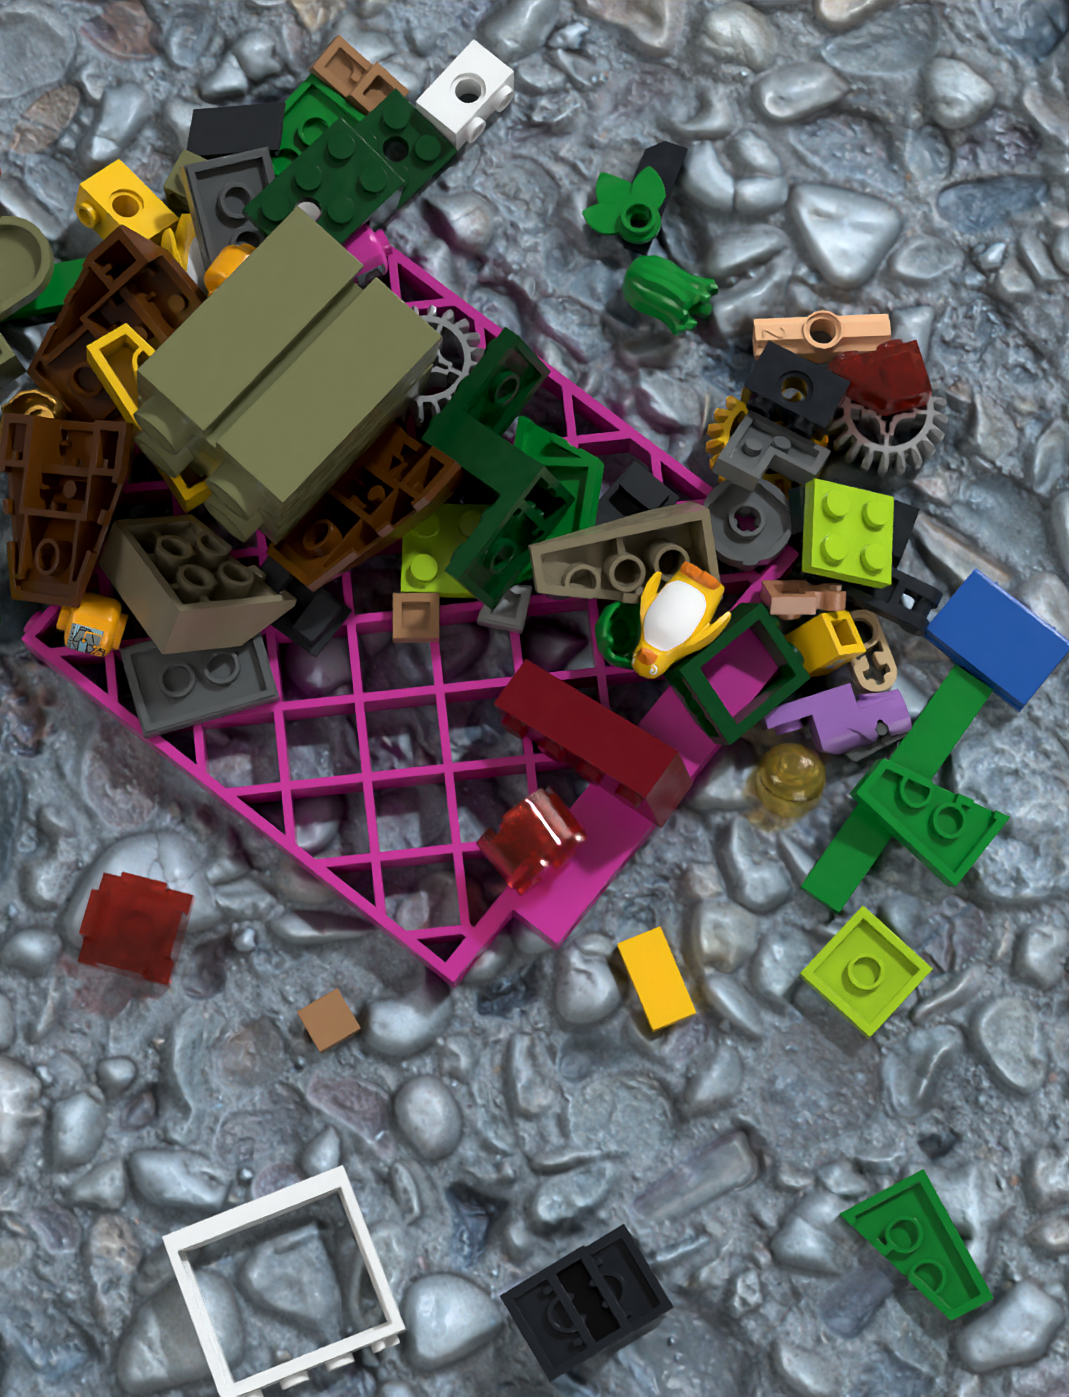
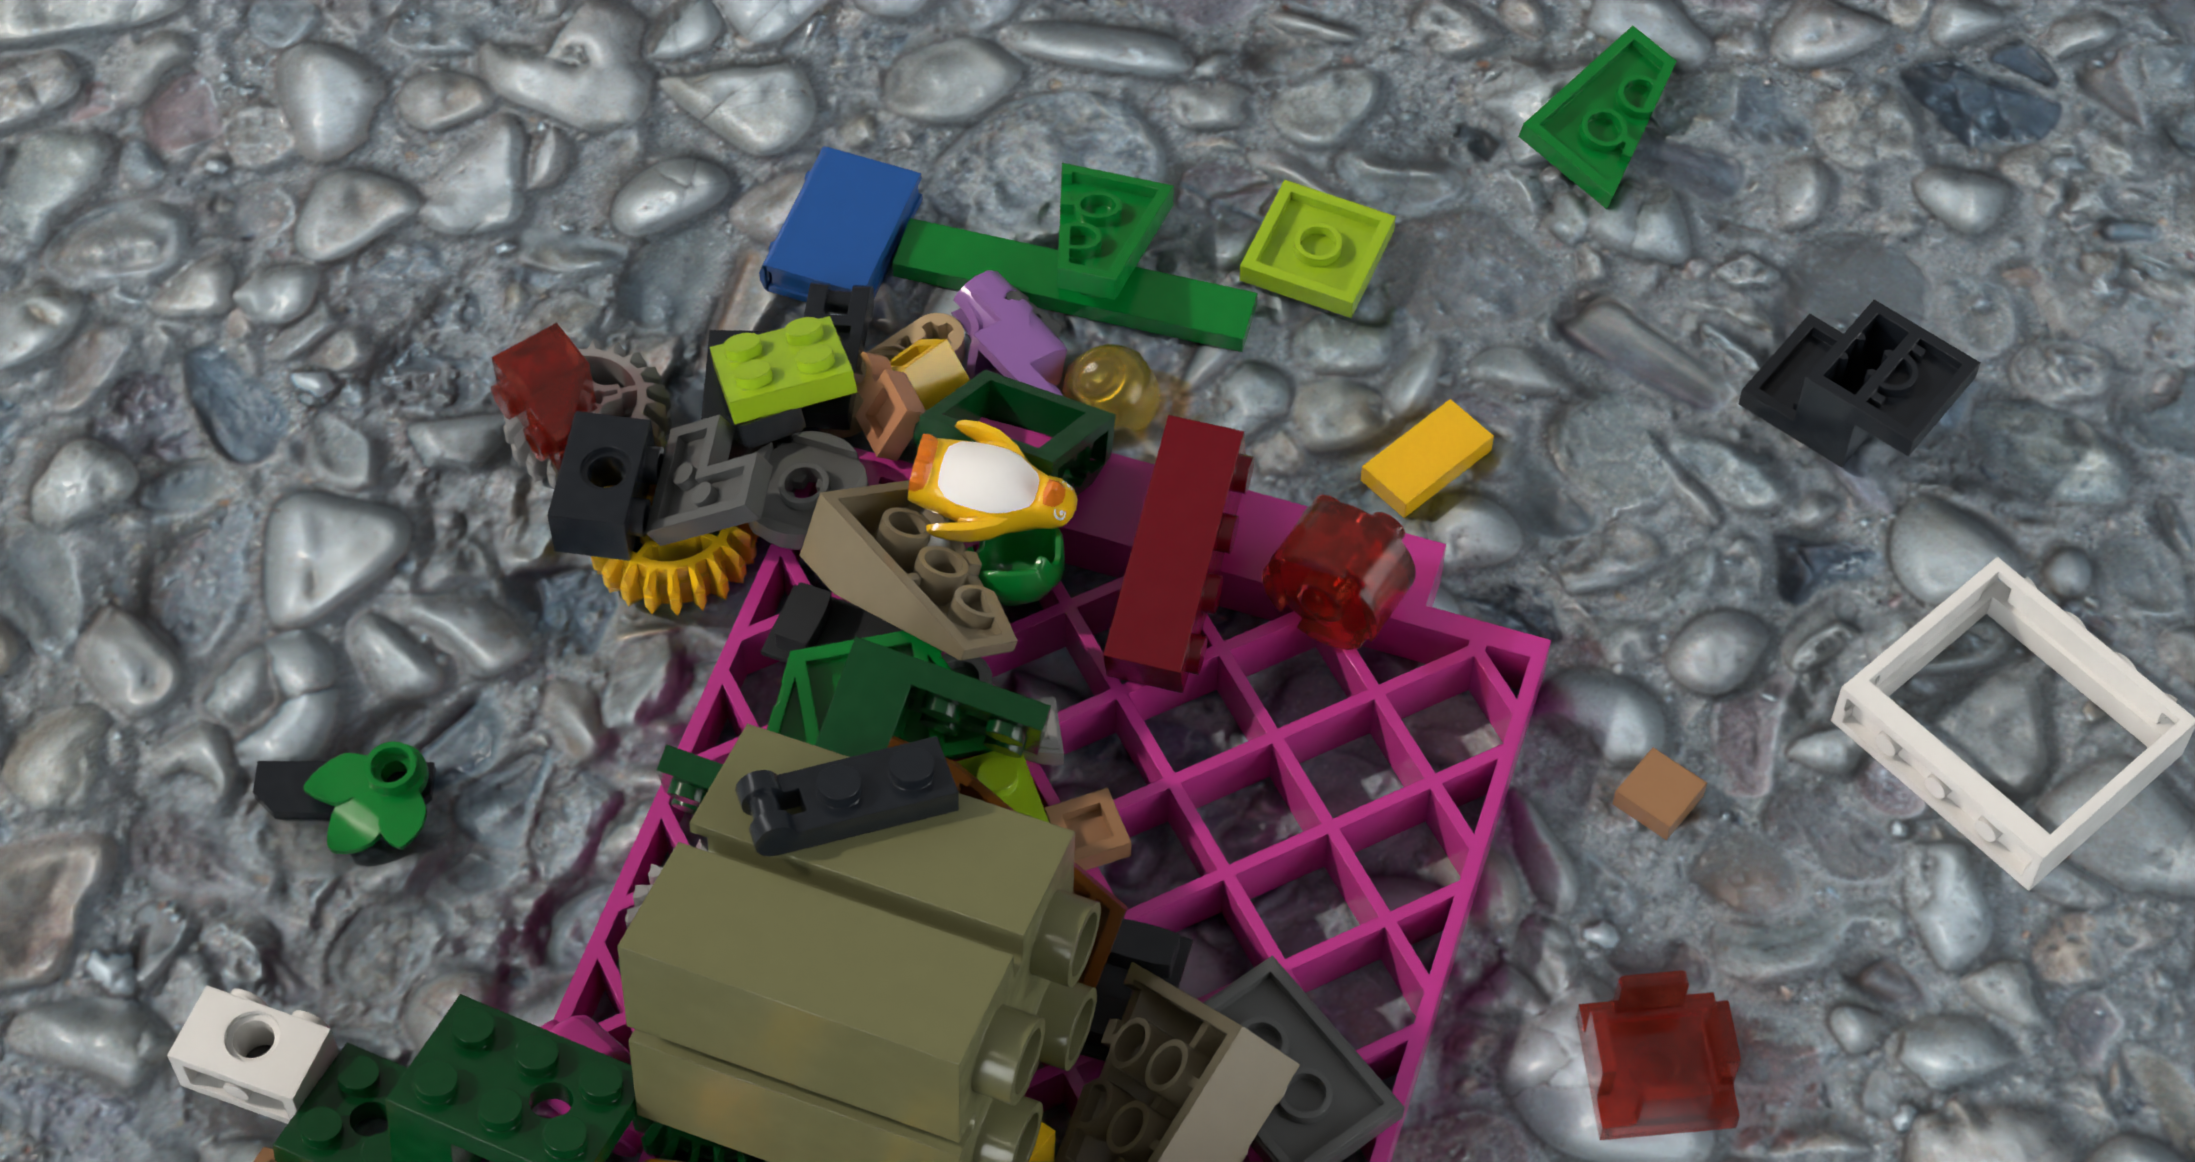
camera: 110 degrees left, 20 degrees down
(353, 373) = (847, 797): none -> black plate
(668, 292) = (494, 701): green piece -> none
(847, 334) = (506, 541): light nougat piece -> none

